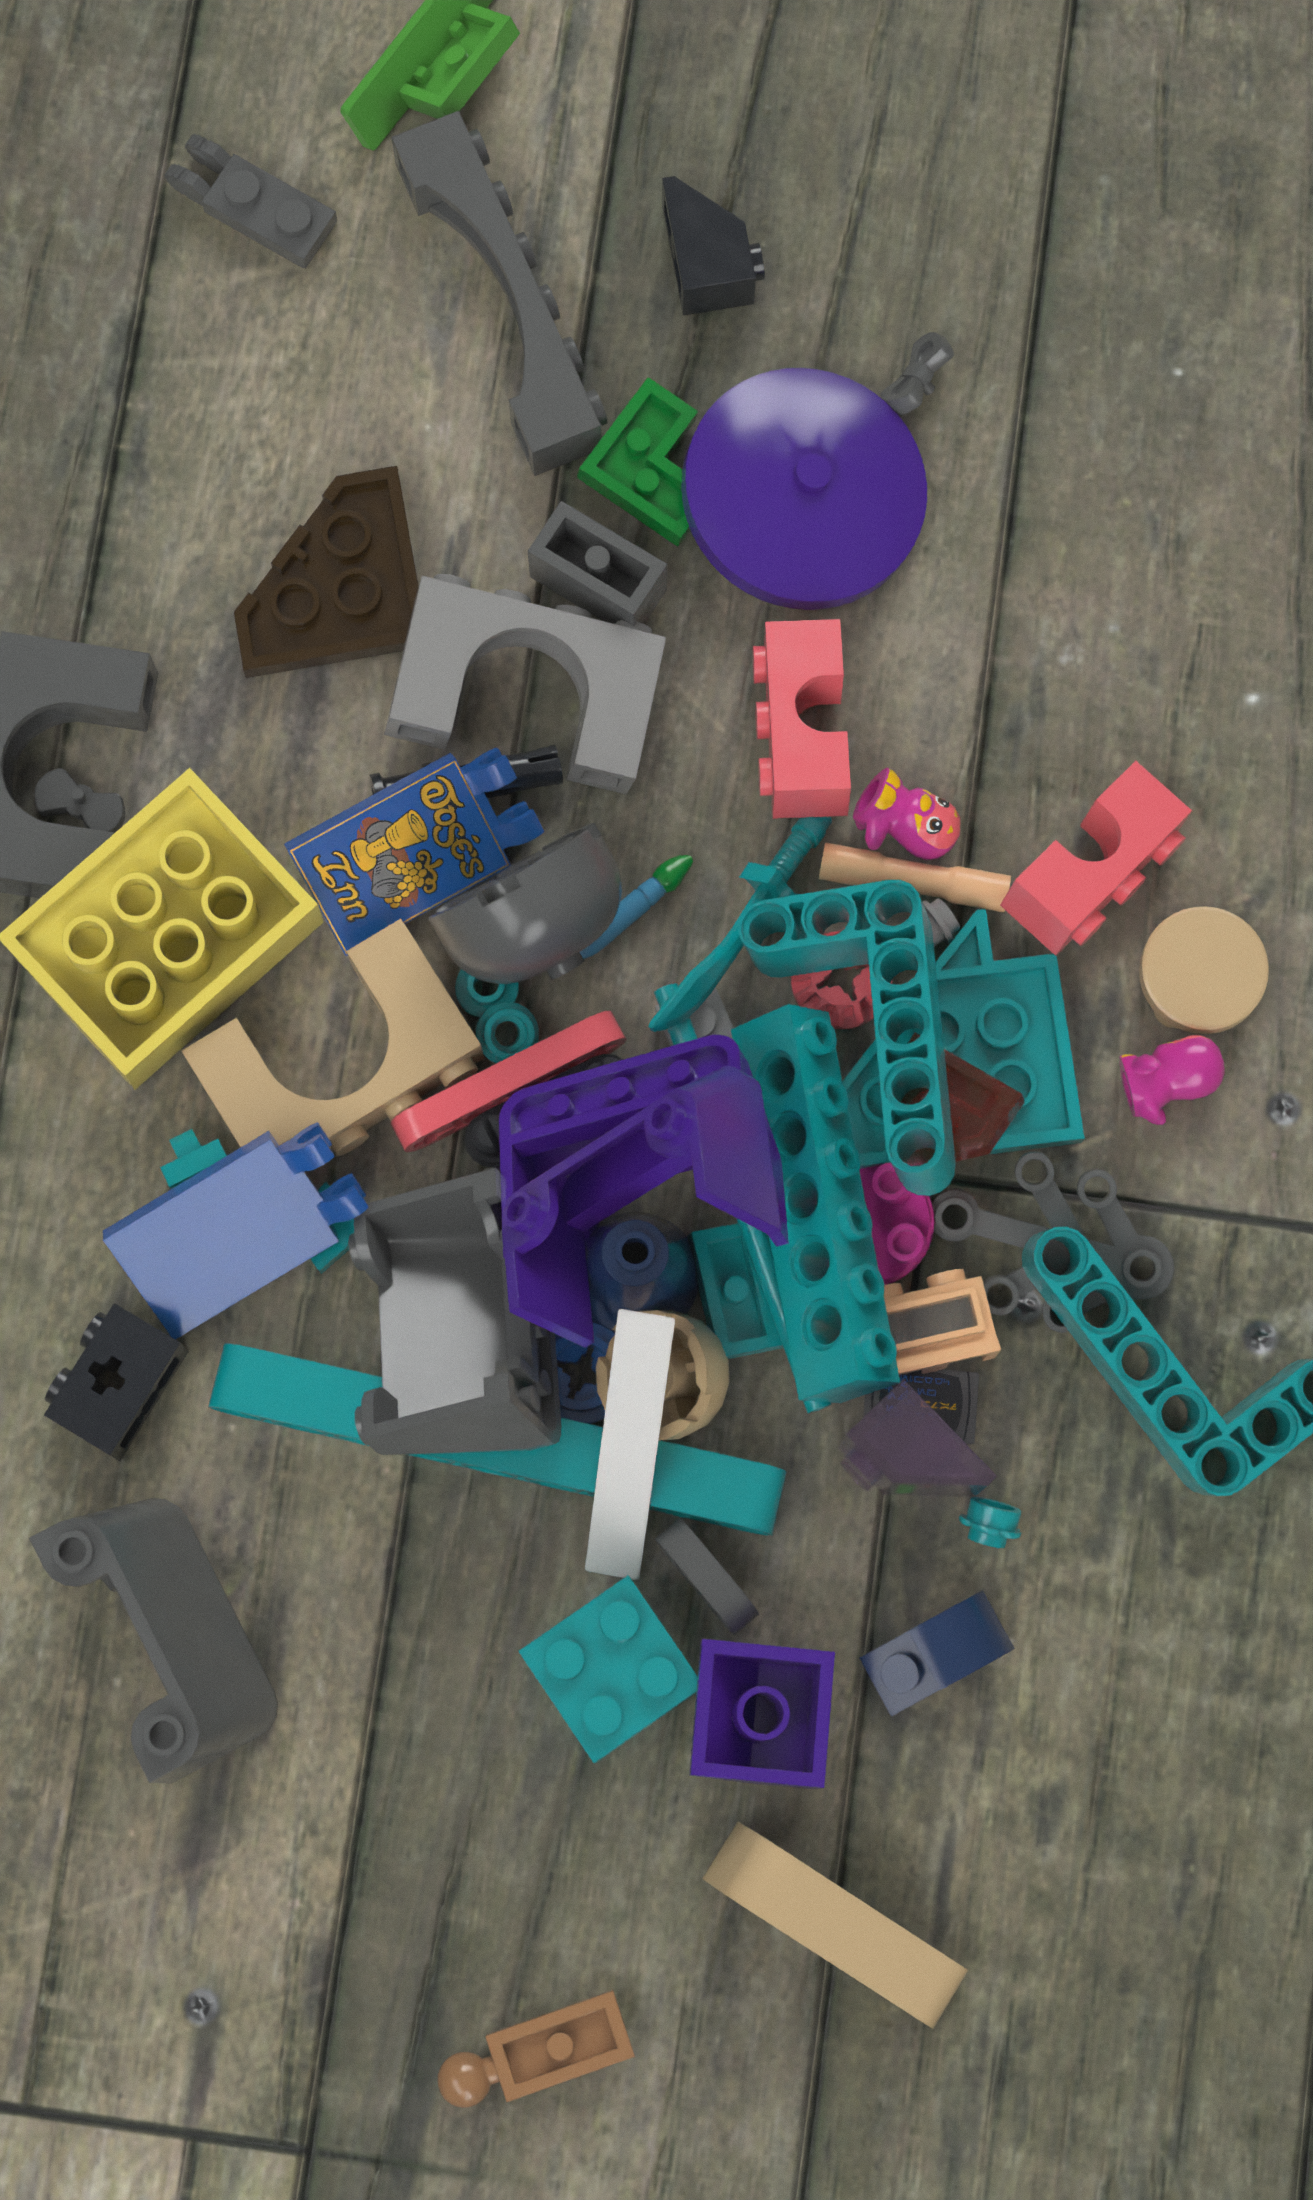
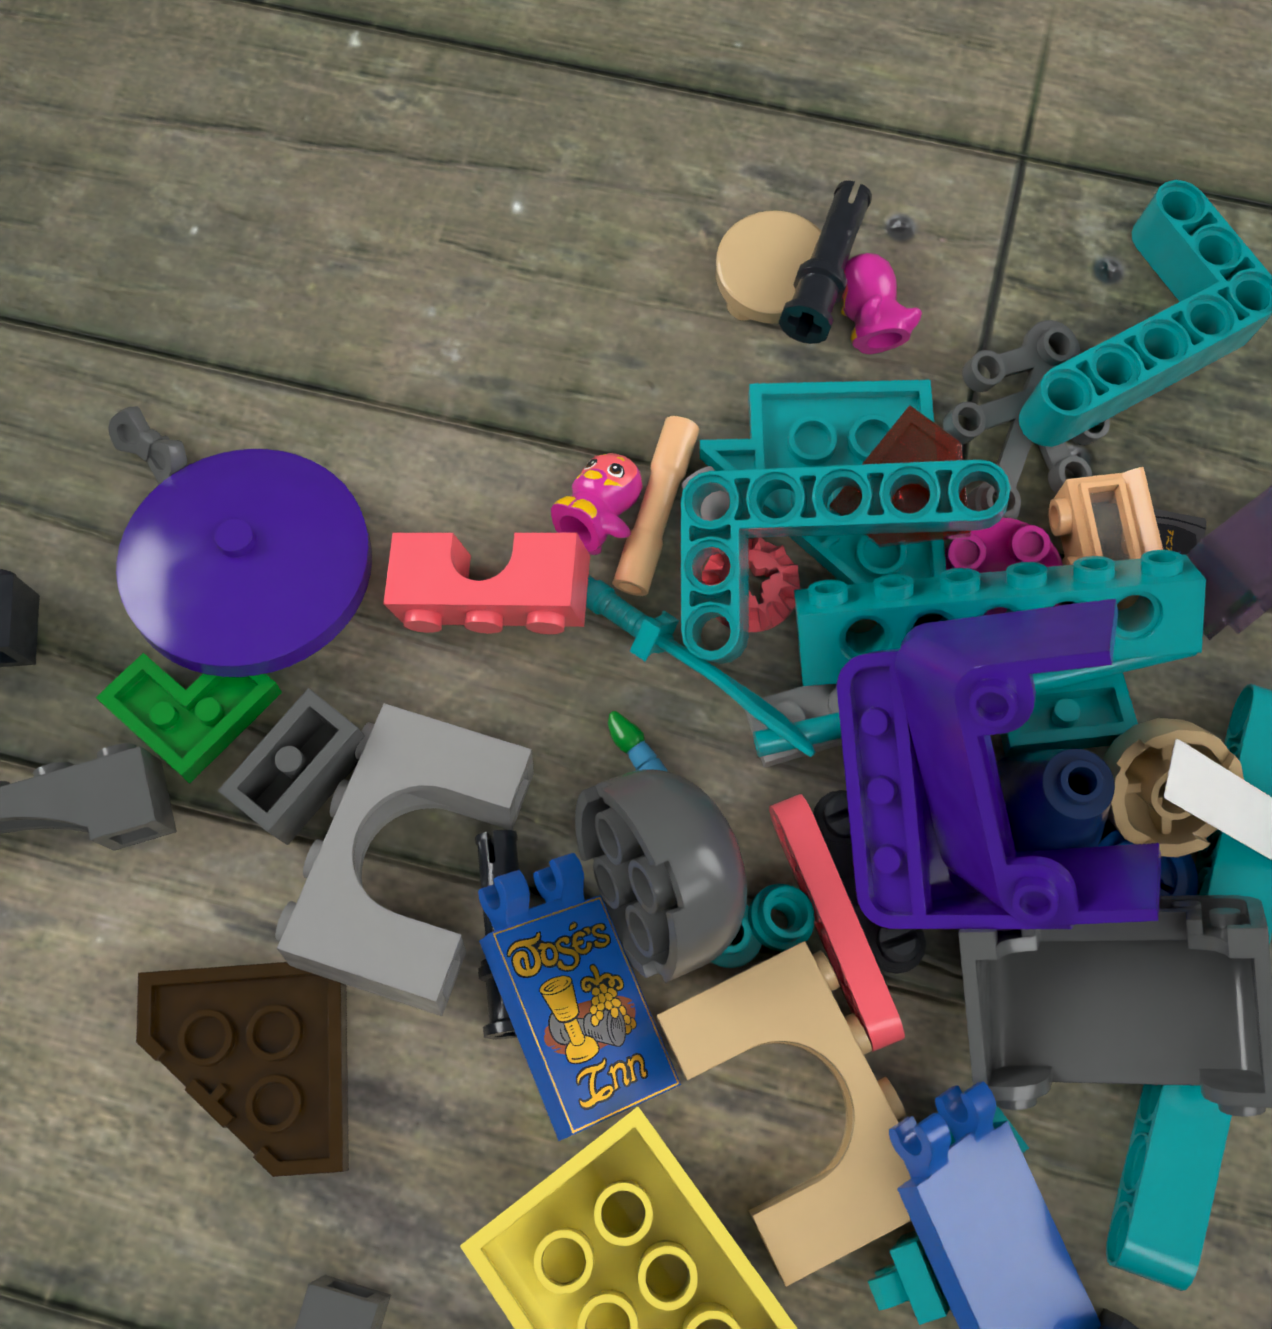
camera: 80 degrees left, 5 degrees down
(1063, 894) = (639, 303): coral arch -> none
(1176, 1009) = (822, 277): none -> black pin

